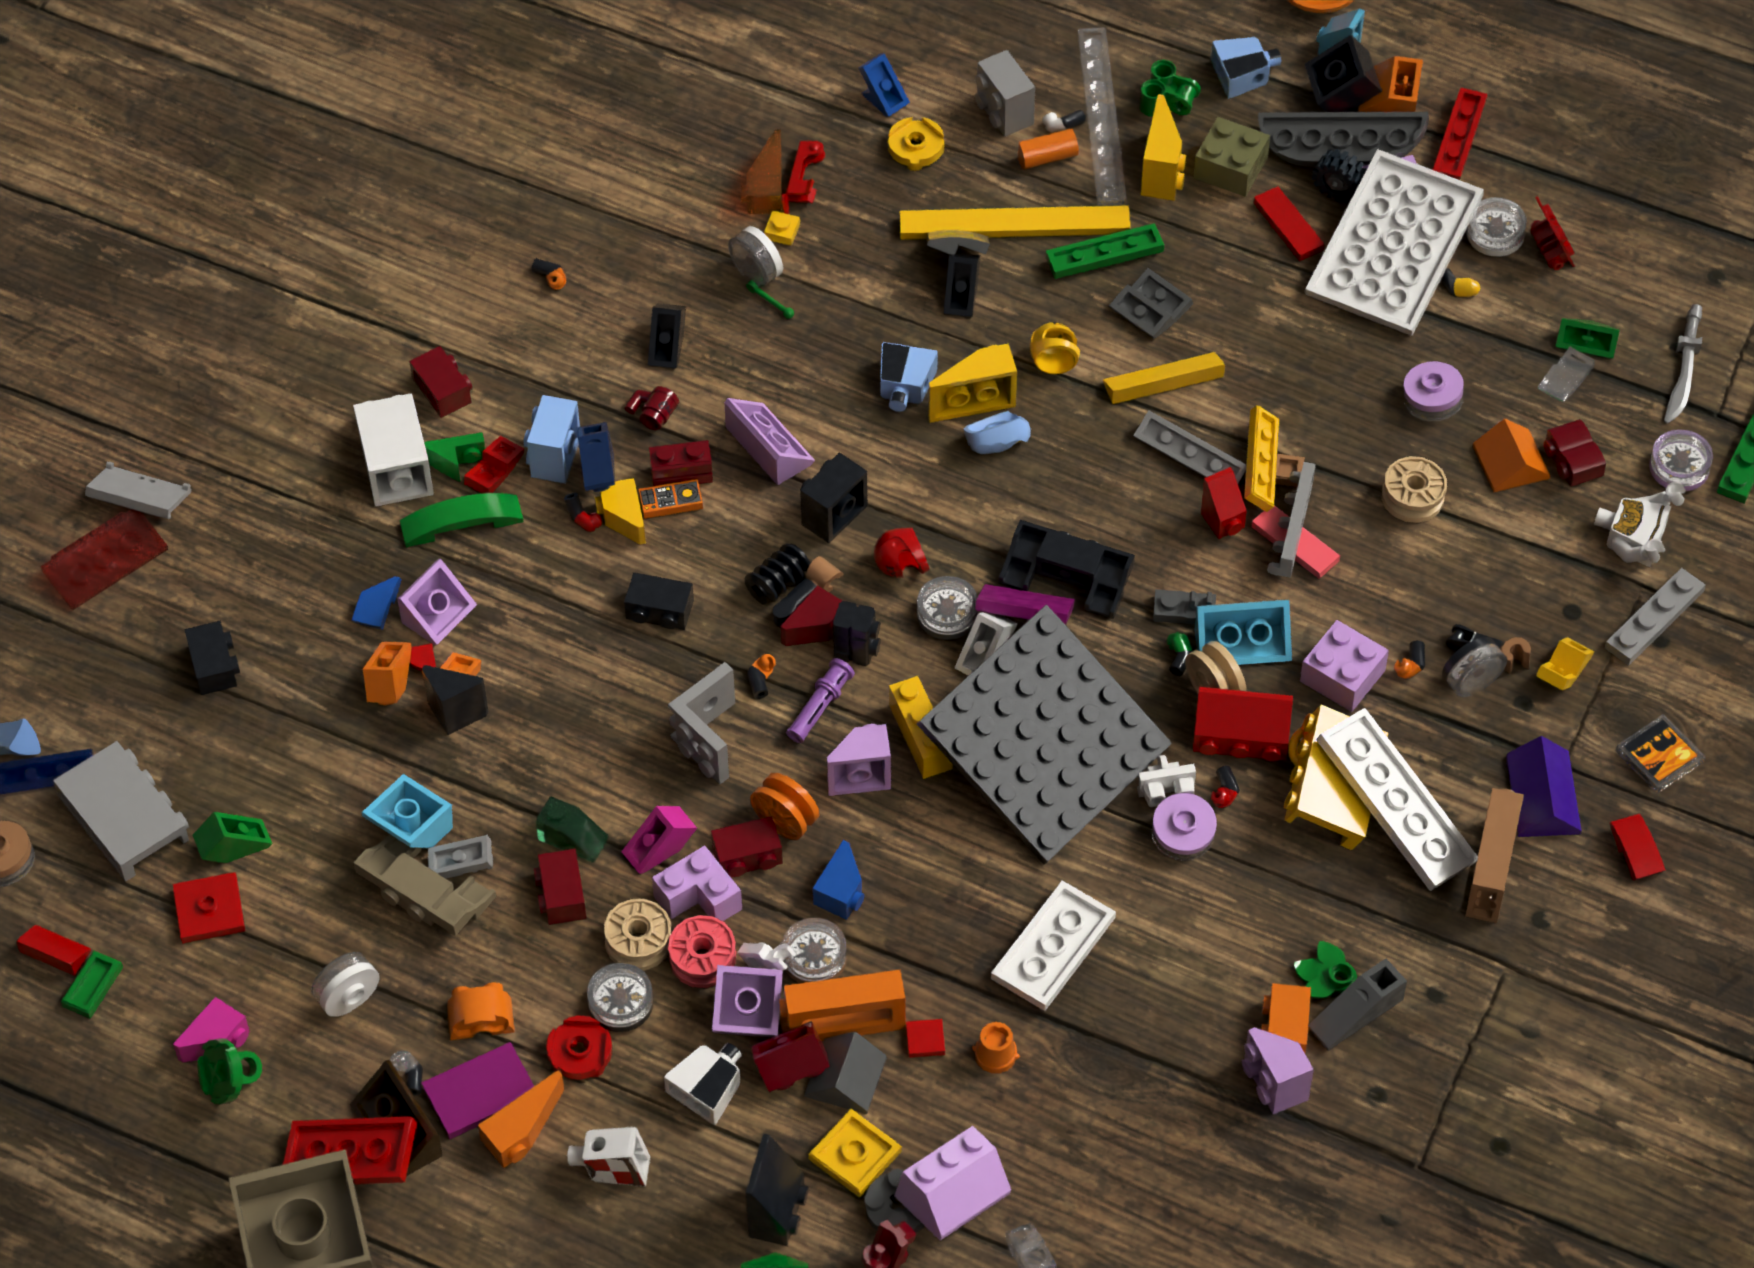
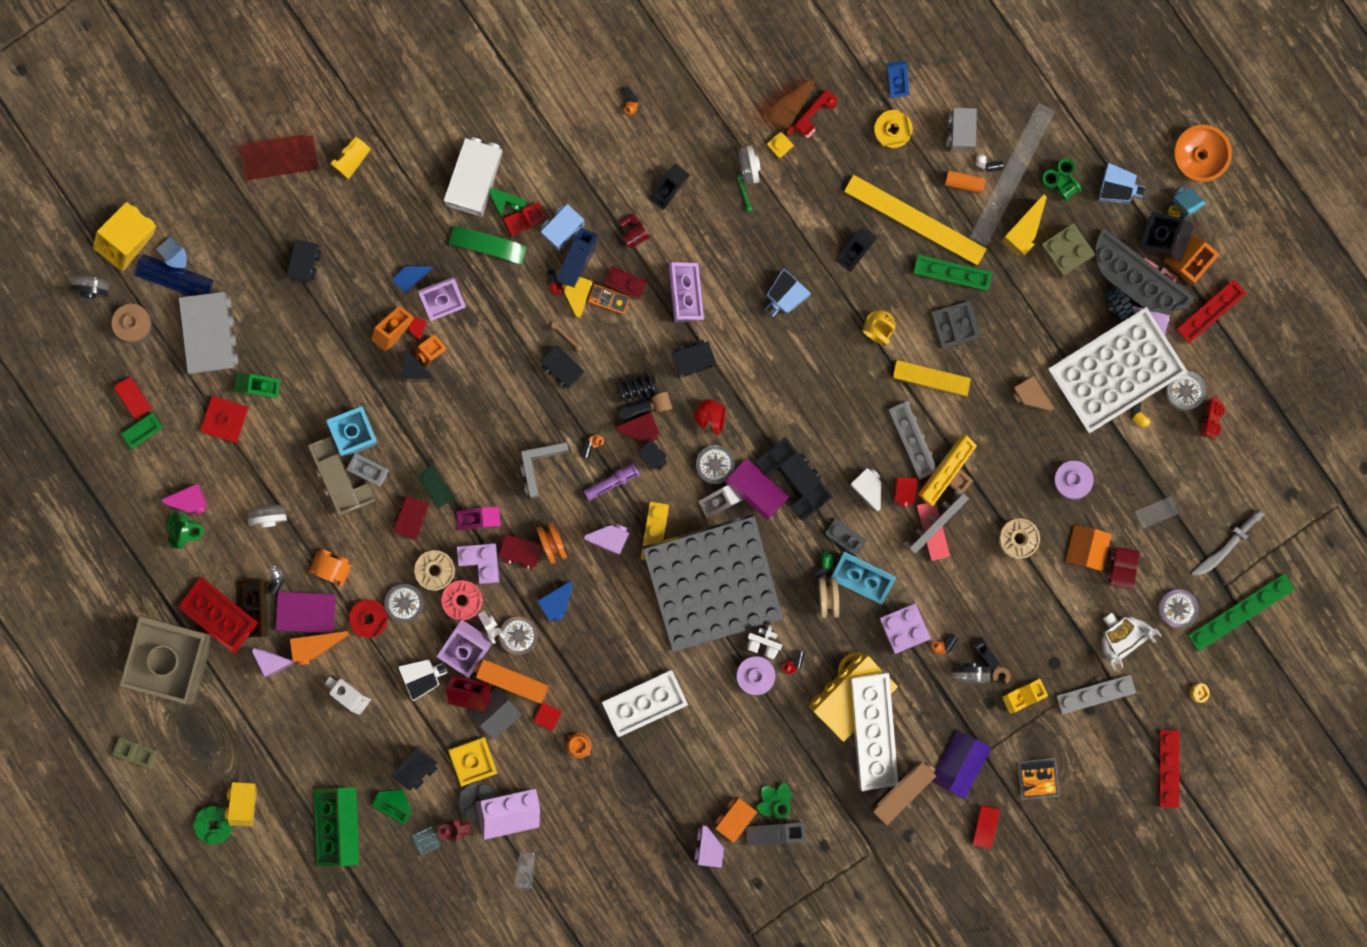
camera: 25 degrees right, 30 degrees up
(137, 491) = (312, 119): light grey door -> none
(206, 505) = (351, 157): none -> yellow slope
(441, 381) = (525, 145): dark red brick -> none
(468, 1168) = (270, 662): none -> lavender slope
(616, 565) = (555, 325): none -> medium nougat hinge
(950, 239) = (870, 221): dark grey slope -> none
(975, 385) = (822, 329): yellow slope -> none
(997, 433) = (813, 364): light blue piece -> none
(1175, 533) = (869, 488): none -> white slope
(1242, 723) = (823, 636): red slope -> none
(1288, 223) = (1071, 314): red tile -> none
(1309, 327) = (1031, 395): none -> medium nougat slope
(1588, 337) = (1187, 493): green slope -> none

